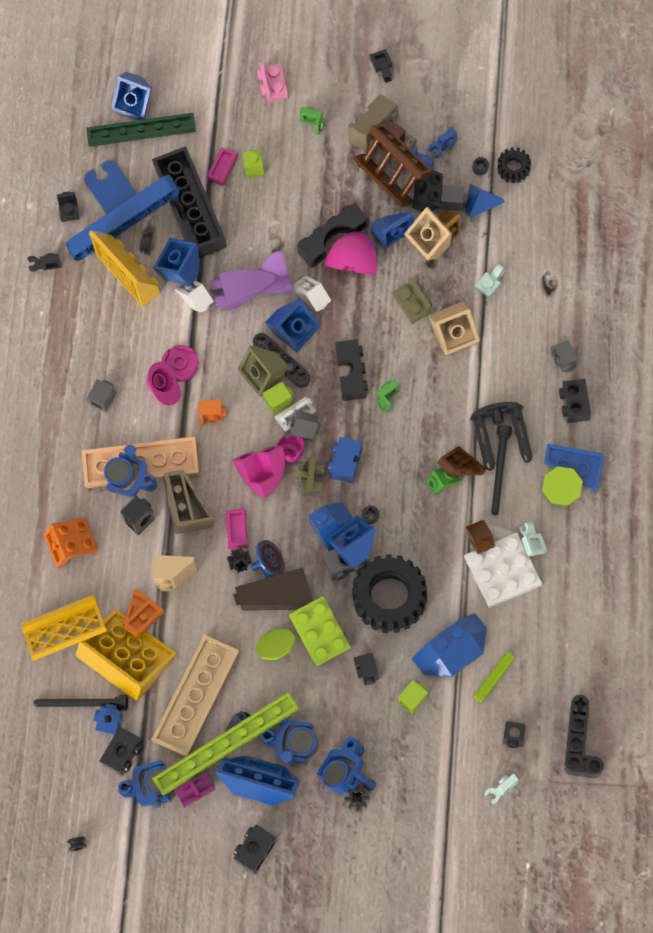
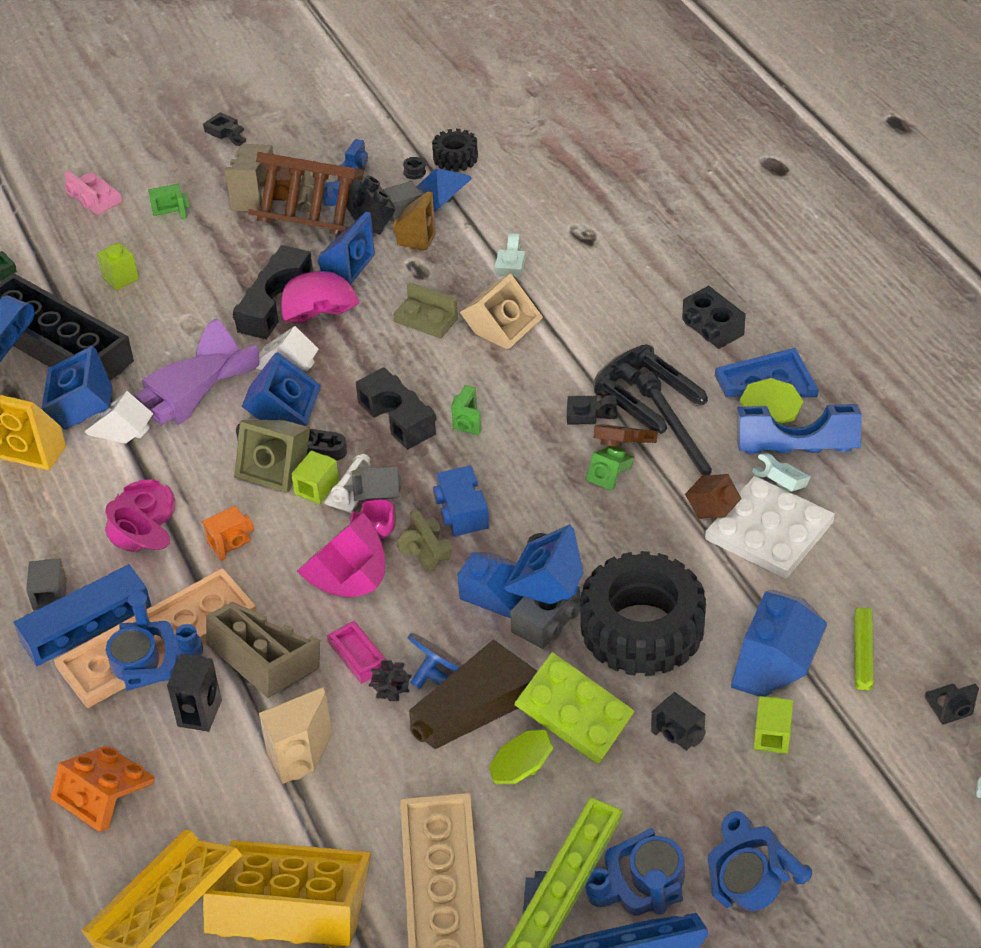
camera: 35 degrees left, 25 degrees down
(110, 426) = (79, 615): none -> blue brick
(141, 614) = (280, 822): orange wing -> none
(222, 166) = (76, 287): dark pink tile -> none
(357, 804) = (799, 898): black gear -> none
(429, 235) = (403, 232): tan slope -> none
(457, 428) = (587, 409): none -> black plate
(541, 507) = (835, 429): none -> arch
(564, 356) = (662, 283): dark grey brick -> none

